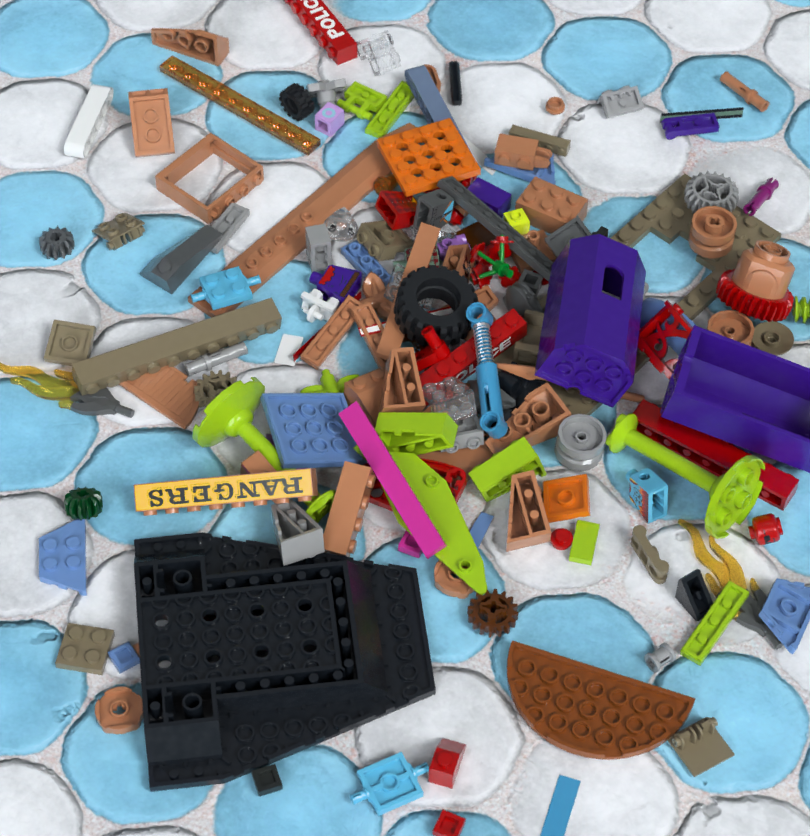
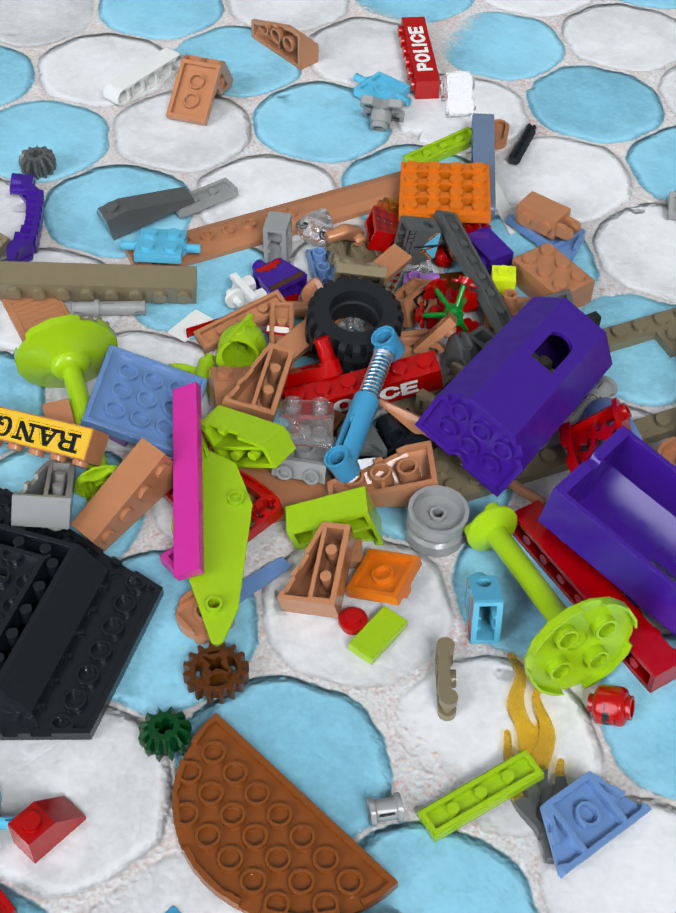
camera: 25 degrees right, 5 degrees down
(79, 279) = (26, 241): none -> dark purple piece
(119, 229) = (94, 167): dark tan hinge -> none
(194, 157) = (216, 132): nougat window -> none
(240, 105) = (296, 105): clear orange plate -> none
(296, 102) = (347, 112): black tyre -> none
(307, 66) = (383, 87): none -> medium azure plate
(329, 119) = (372, 137): lavender brick -> none
(349, 354) = (240, 344): none -> lime helmet
(363, 96) = (420, 129): lime plate -> none
(373, 225) = (346, 232): none -> nougat arm
(406, 263) = (371, 270): none -> dark tan plate
(486, 668) = (165, 734): none -> dark green gear
(498, 291) = (443, 328): none -> nougat plate
(555, 106) = (616, 191): nougat plate -> none
(555, 144) = (589, 222): dark tan piece -> none
(694, 595) = (472, 747): black slope -> none

